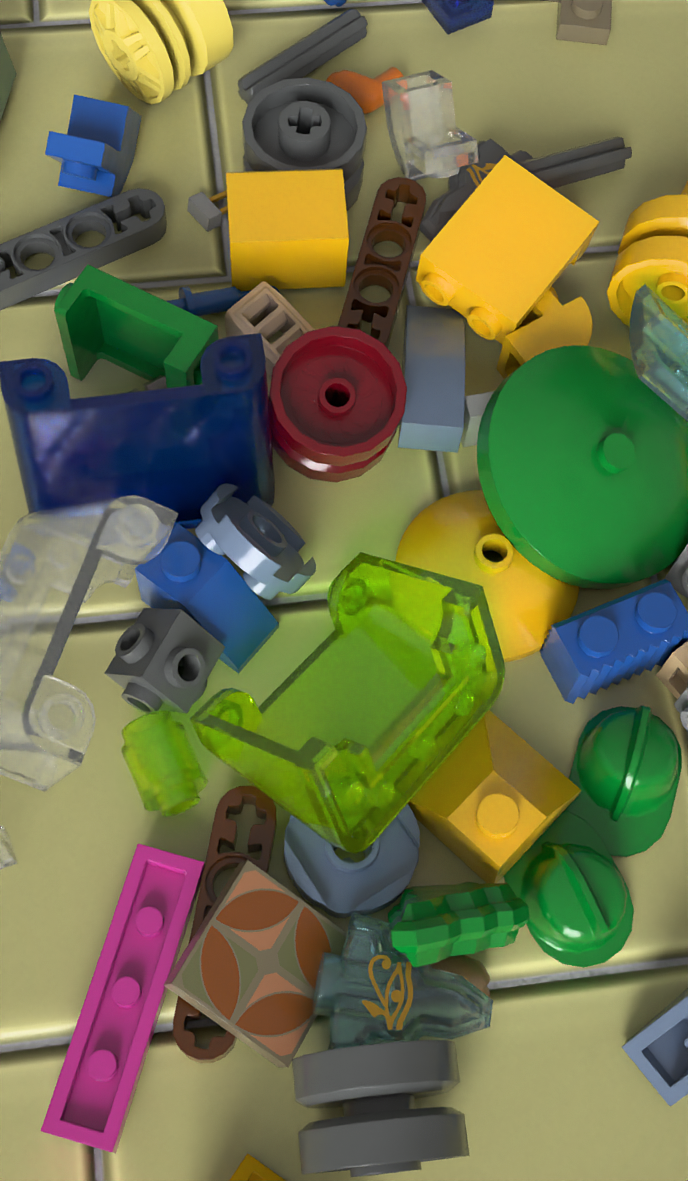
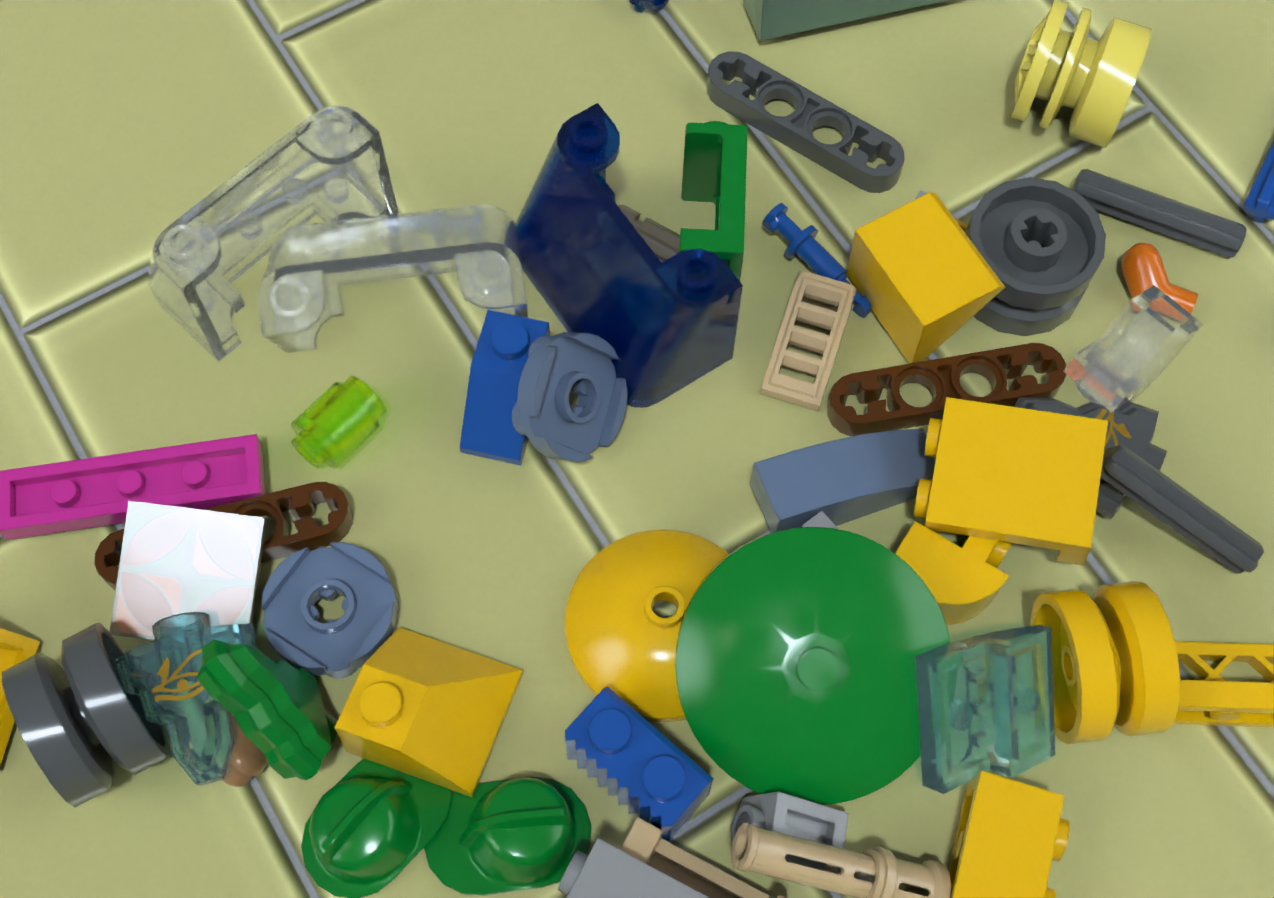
camera: 70 degrees right, 0 degrees up
(96, 147) = (919, 93): blue brick -> none
(164, 661) = (423, 378): dark grey brick -> none
(335, 403) = (753, 367): dark red wheel -> none
(370, 705) = (447, 559): clear neon green windscreen -> none

